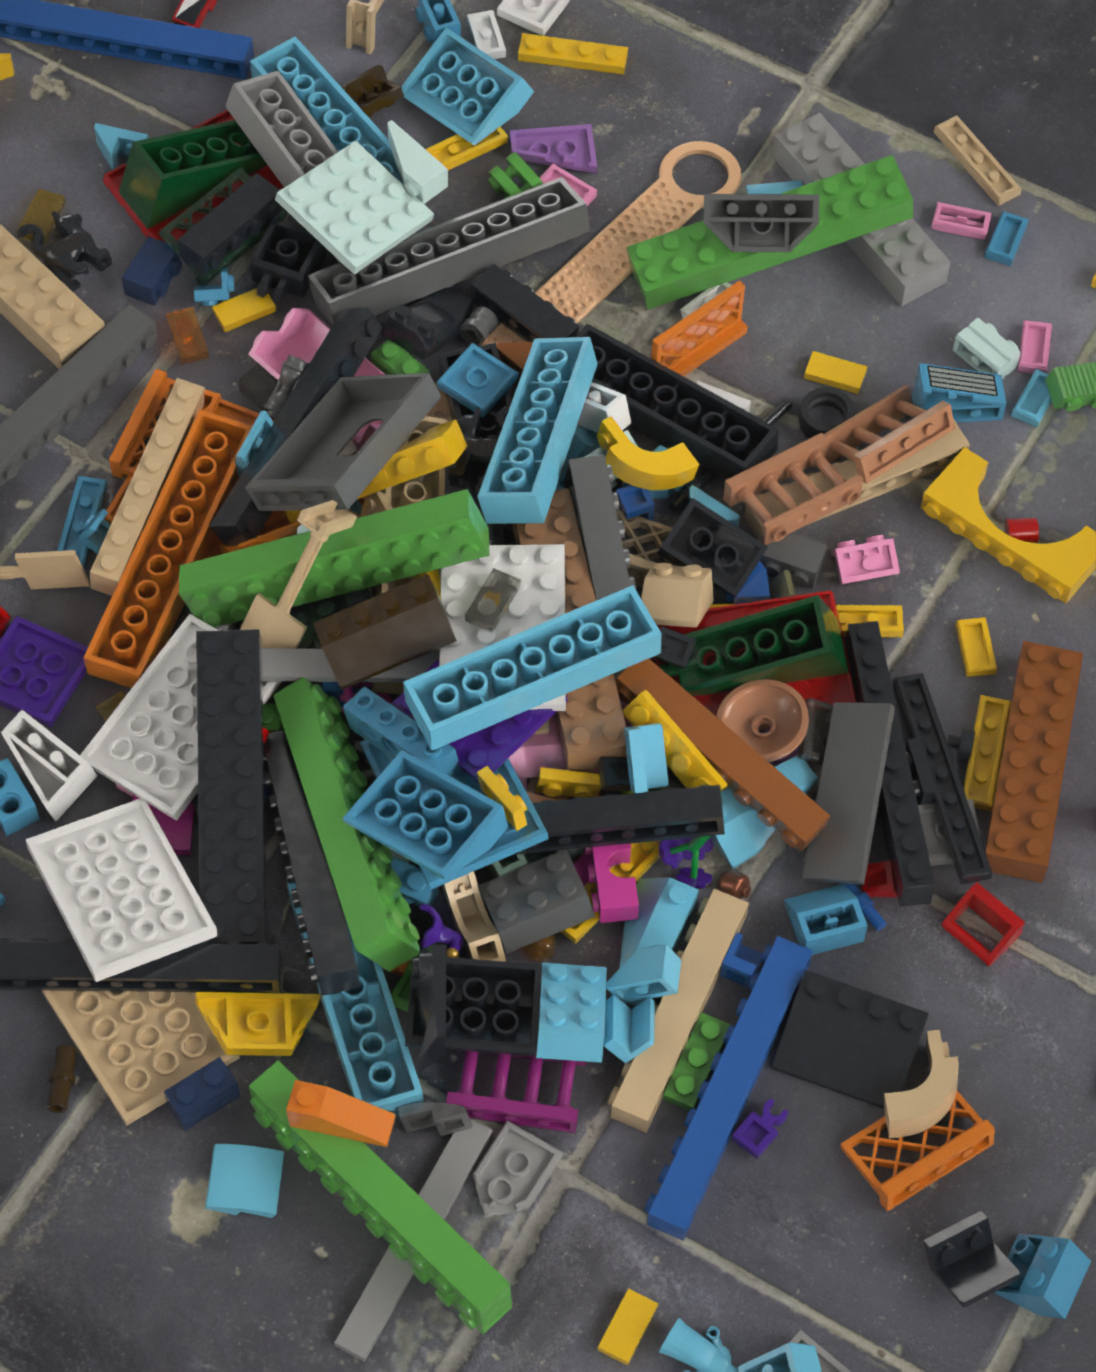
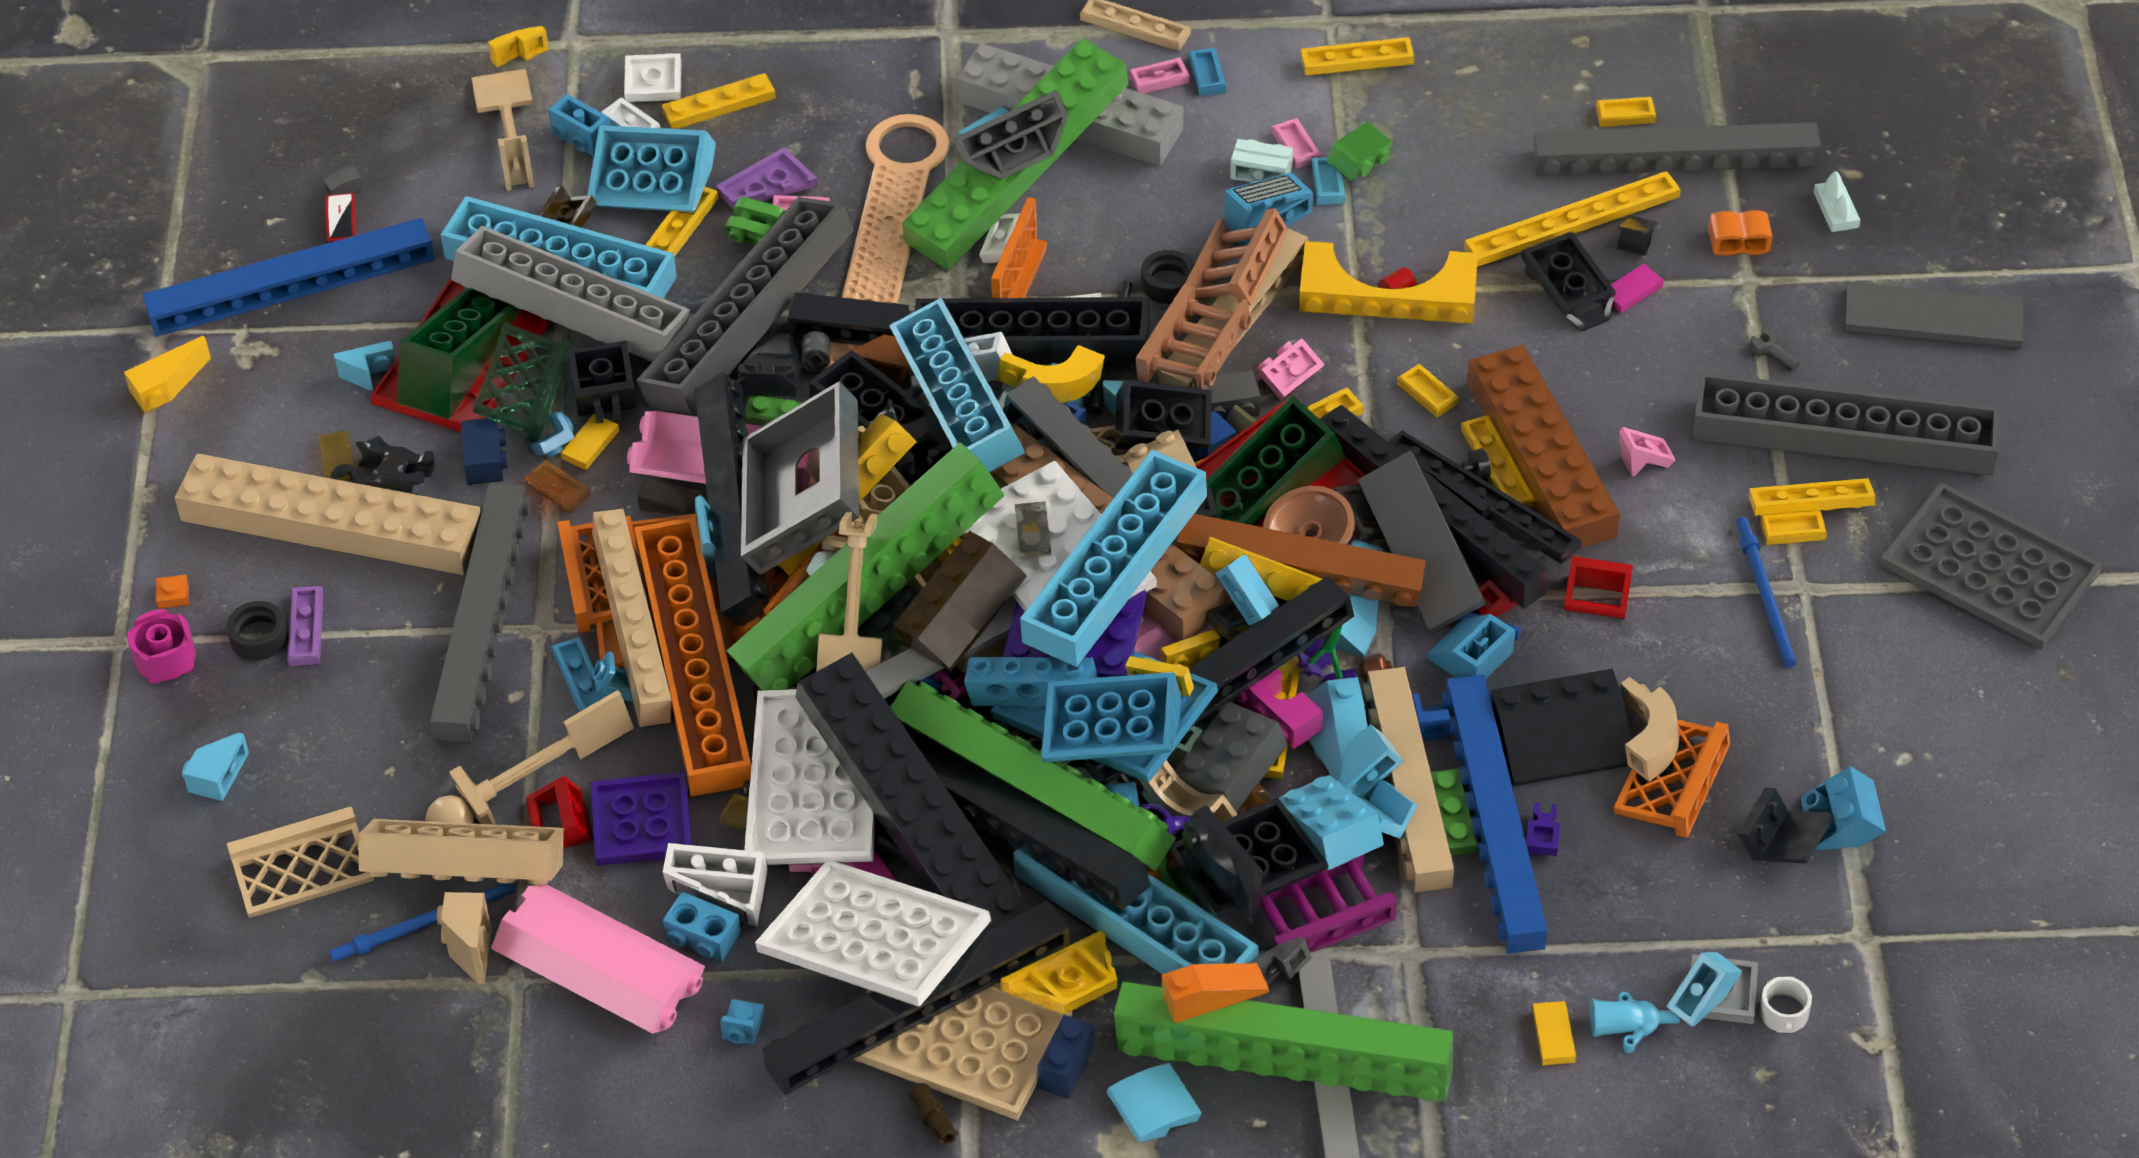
camera: 30 degrees left, 10 degrees down
(230, 224) = (536, 371): black brick -> none
(289, 376) = (689, 465): dark grey piece -> none
(354, 207) = (640, 302): light aqua plate -> none
(419, 171) = (668, 245): light aqua slope -> none
(477, 379) = (866, 380): dark azure tile -> none
(513, 1171) = (1370, 972): light grey tile -> none
(835, 372) = (1147, 241): yellow tile -> none

